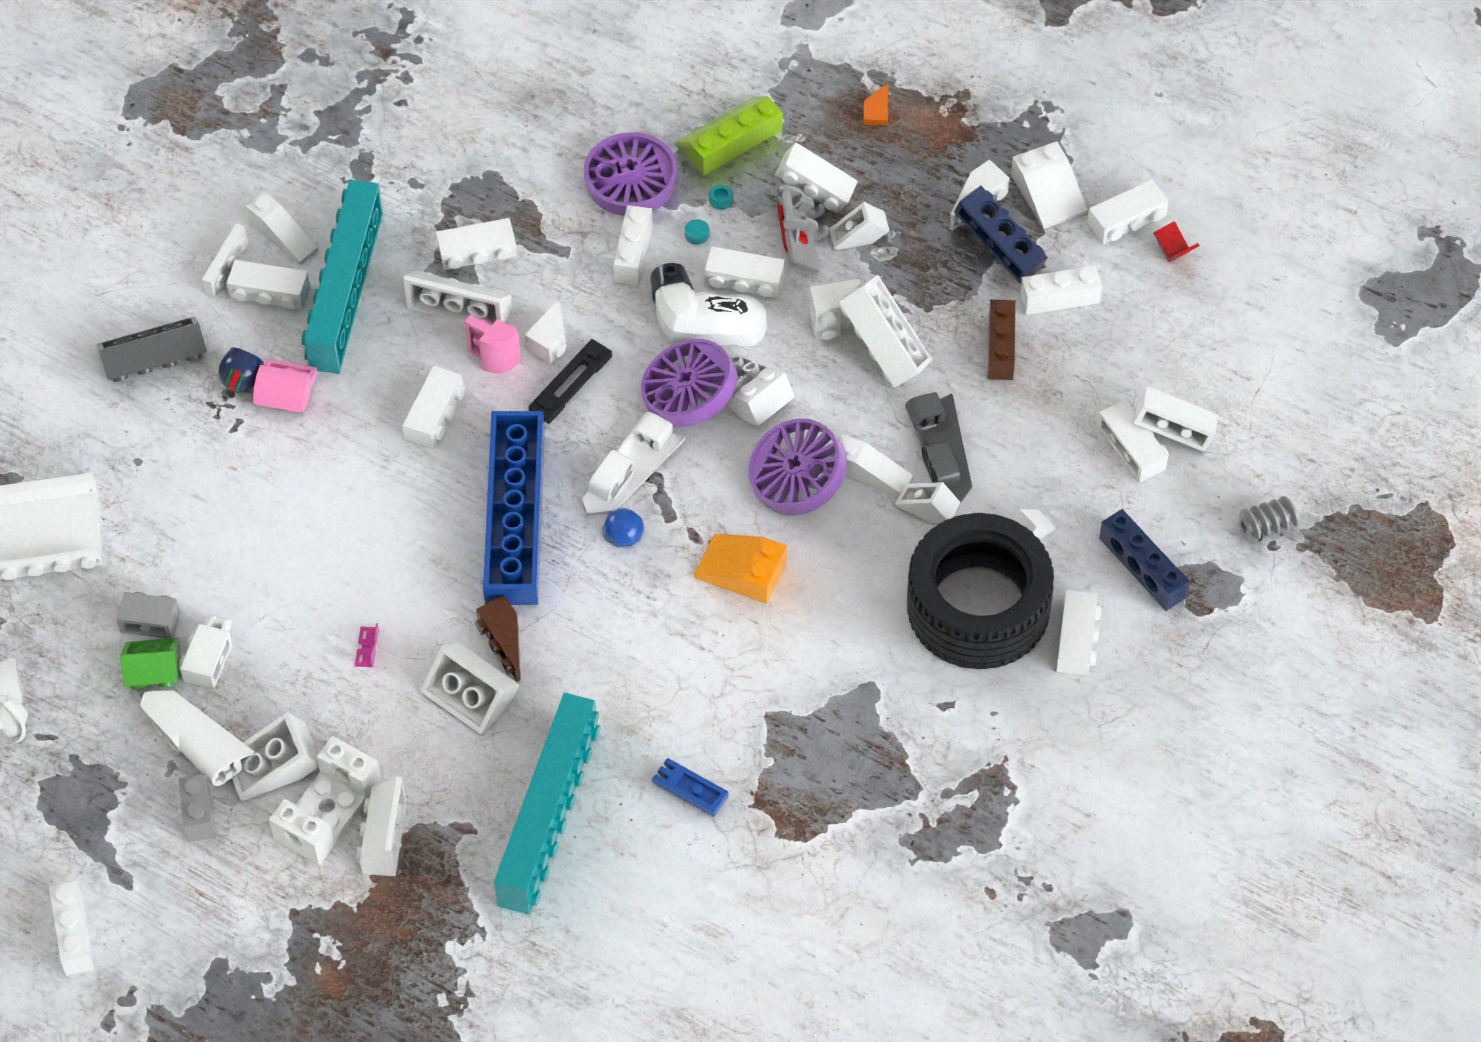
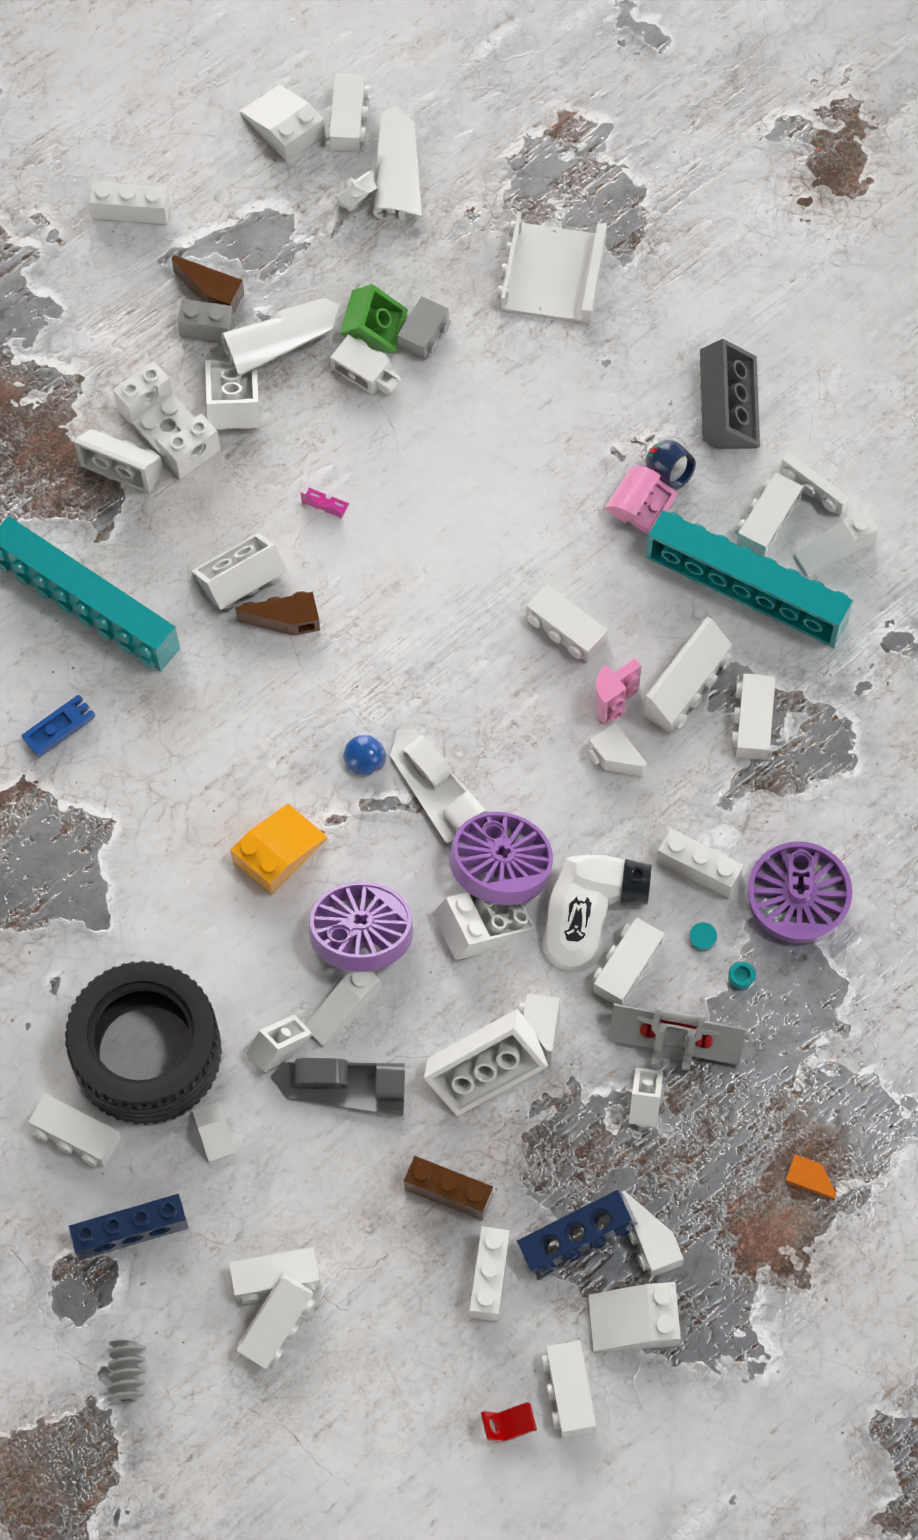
camera: 110 degrees right, 10 degrees up
(153, 819) = (209, 284): none -> reddish brown slope
(514, 507) = (417, 658): blue brick -> none
(594, 357) = (579, 789): black container -> none
(732, 134) = (822, 1009): lime slope -> none
(816, 177) = (715, 1065): white brick -> none

